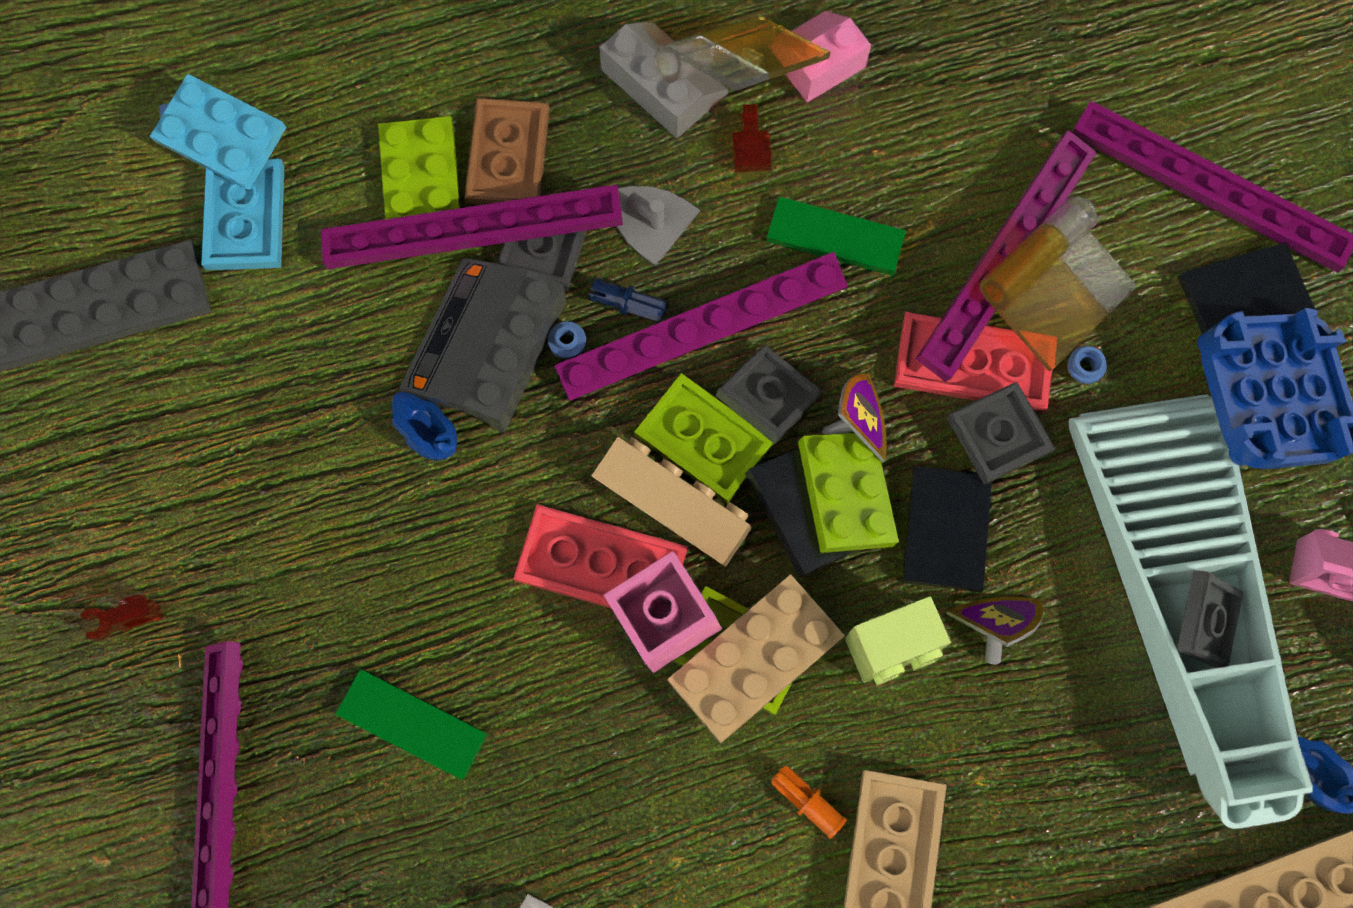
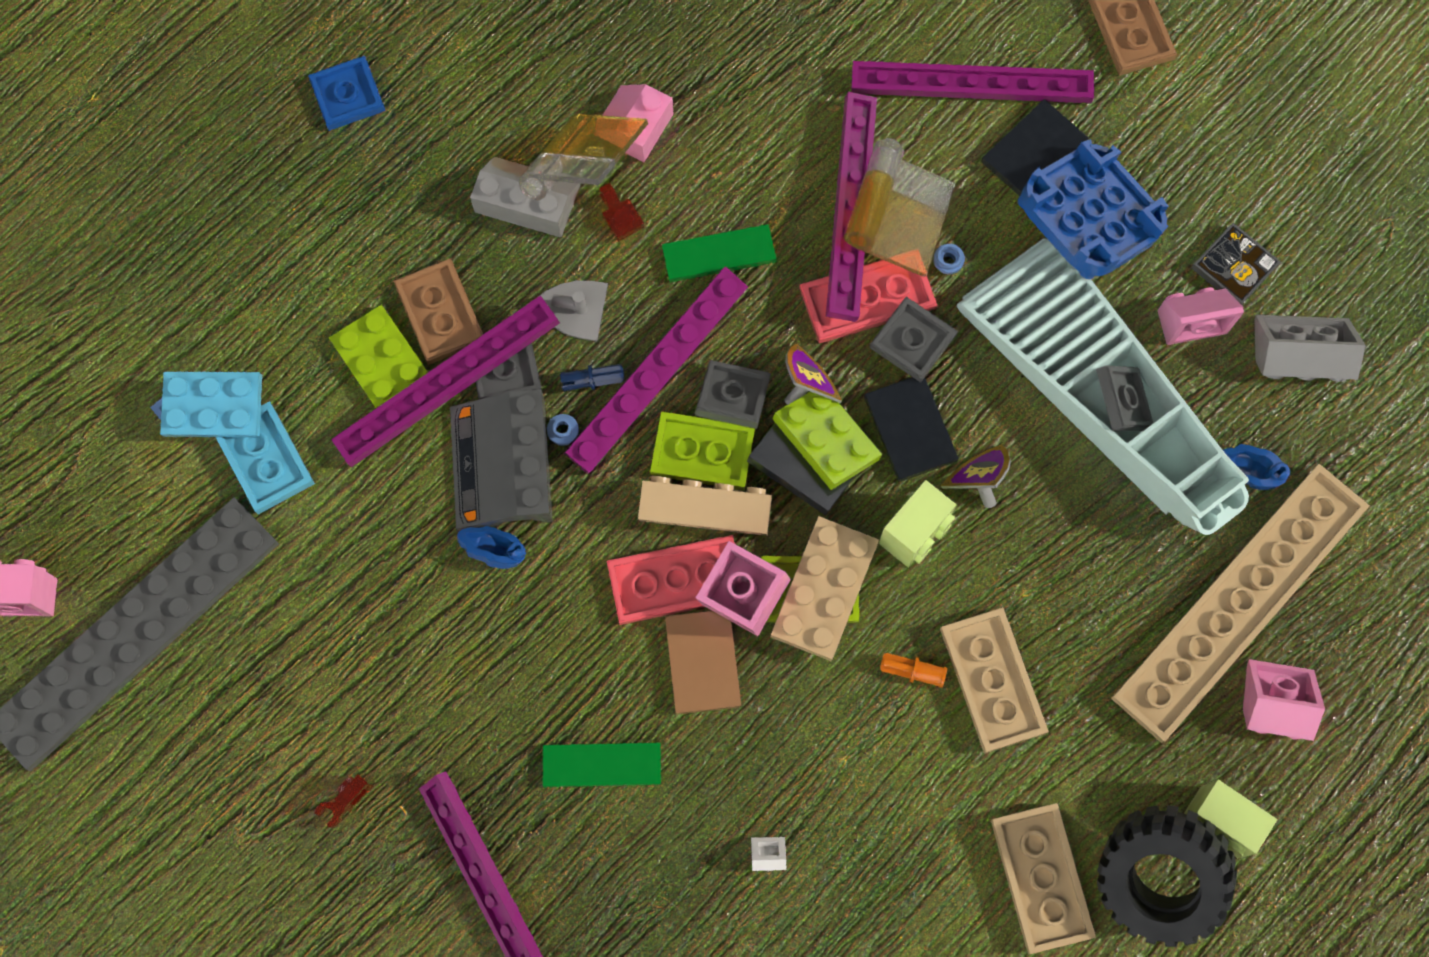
camera: 25 degrees left, 0 degrees up
(579, 670) = (702, 662): none -> medium nougat tile

